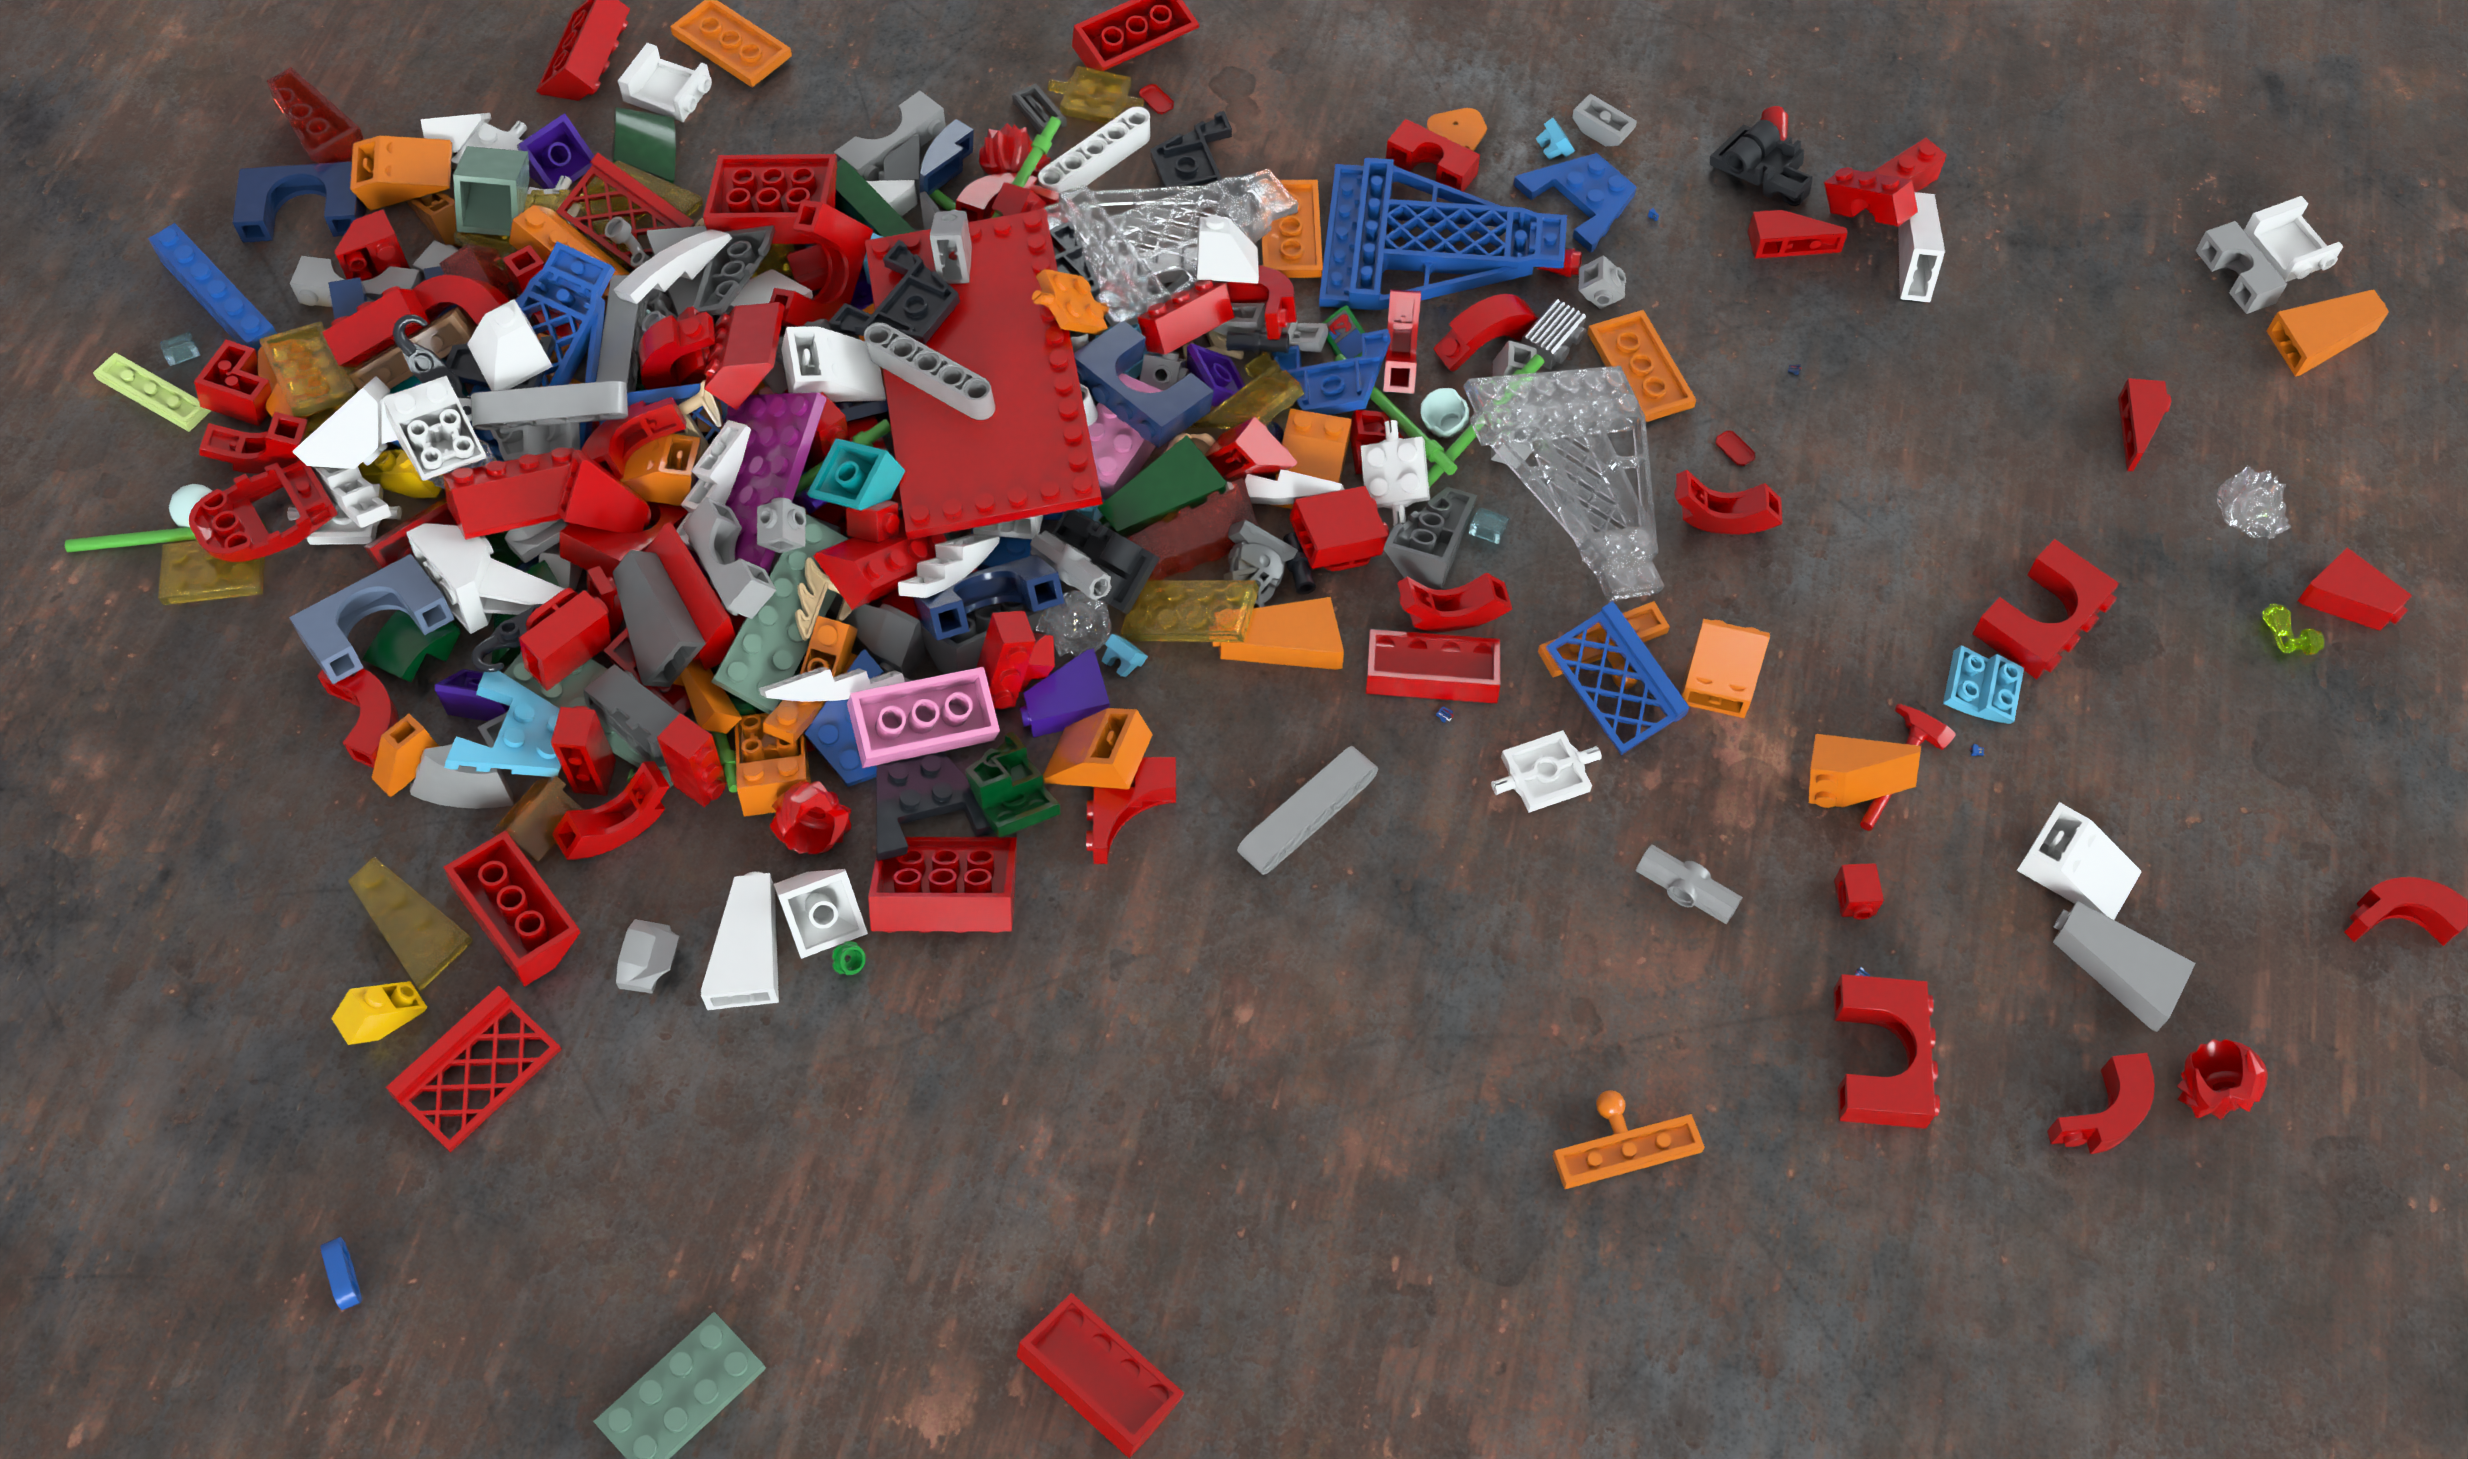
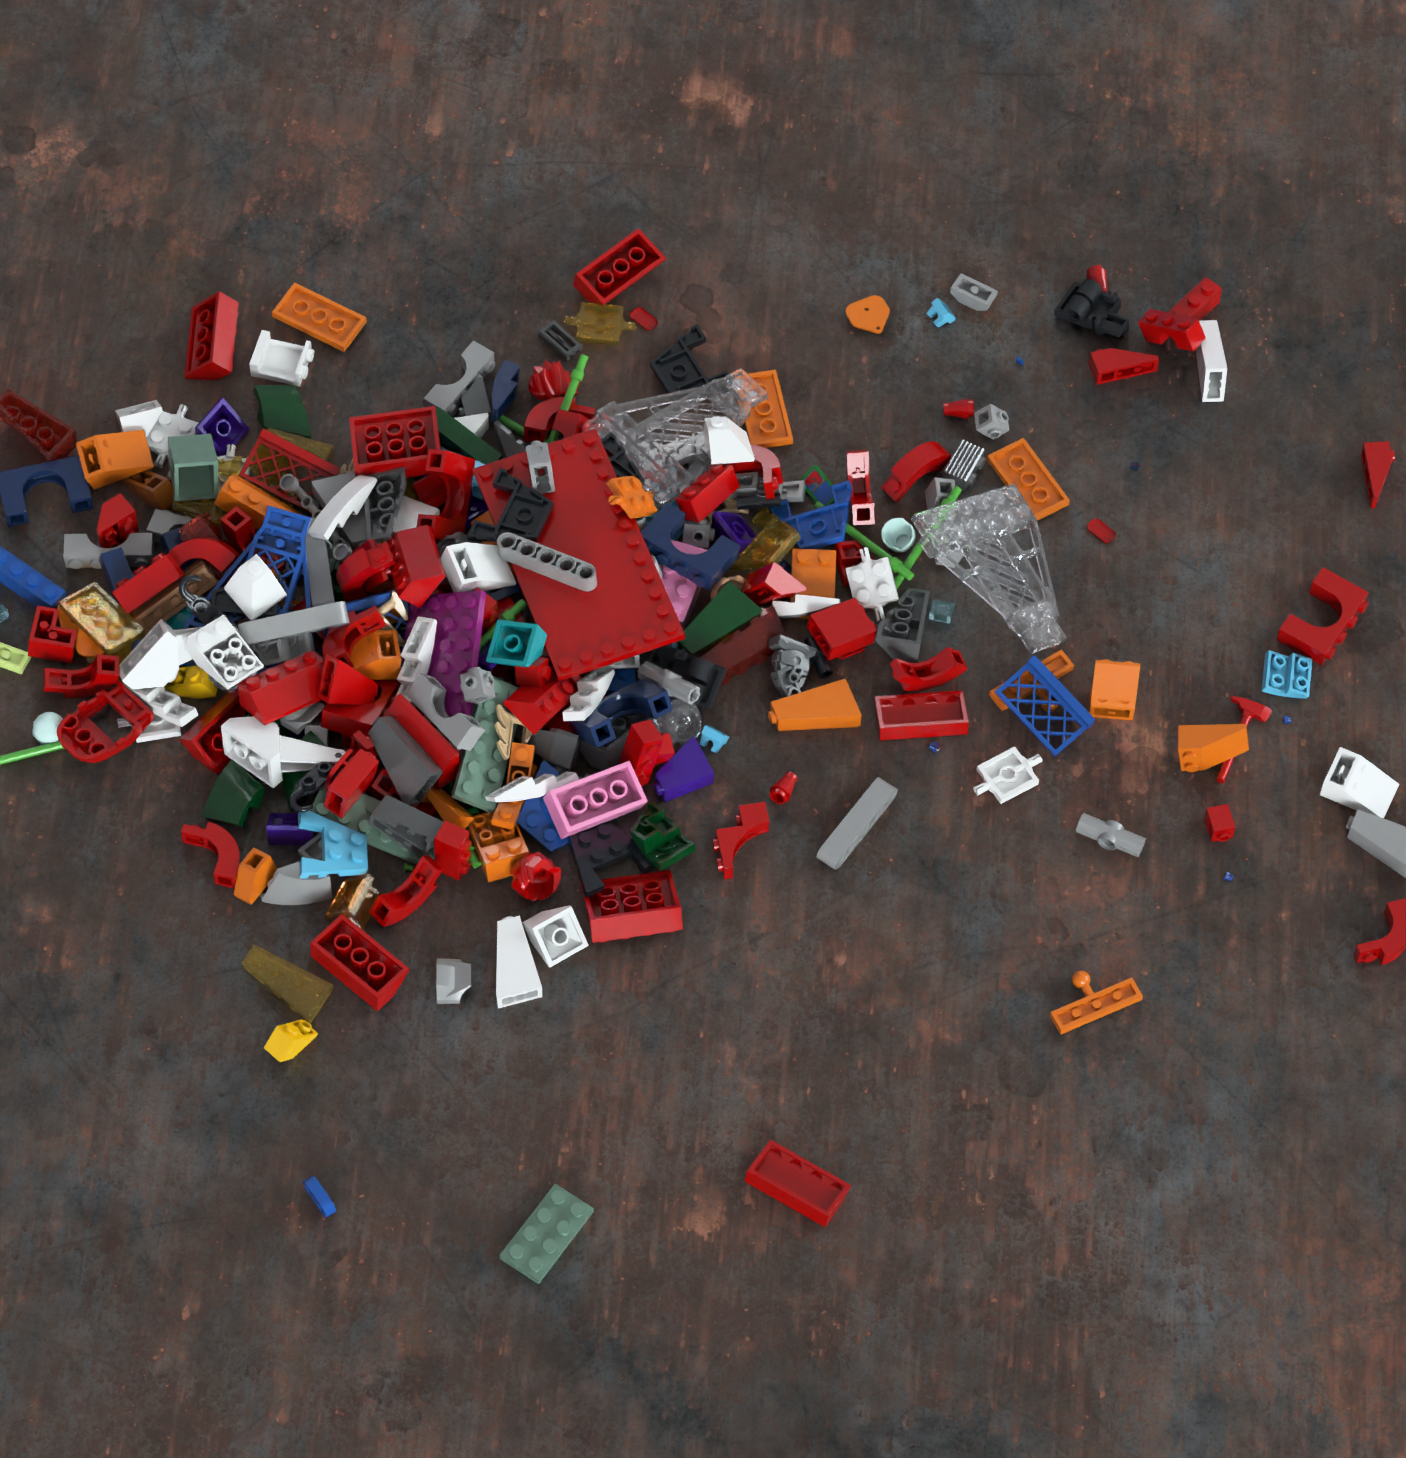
camera: 10 degrees left, 0 degrees up
(195, 575) = (67, 775): clear yellow plate -> none
(398, 586) = (216, 763): sand blue arch -> none
(454, 1045) = (348, 1051): red fence -> none
(583, 750) = (379, 854): red brick -> none
(855, 962) = (582, 962): green plate -> none
(1098, 152) = (612, 370): white beam -> none
(1100, 750) = (714, 804): orange slope -> none
(1191, 611) = (754, 702): clear yellow plate -> none
(1207, 744) = (783, 788): none -> red cone
(1358, 237) = (814, 412): blue wing -> none
(1415, 144) = (841, 331): red arch -> none
(1589, 185) = (972, 345): blue wing -> none
(1727, 512) = (1101, 579): red arch -> none
(1906, 1012) = (1256, 894): red arch -> none

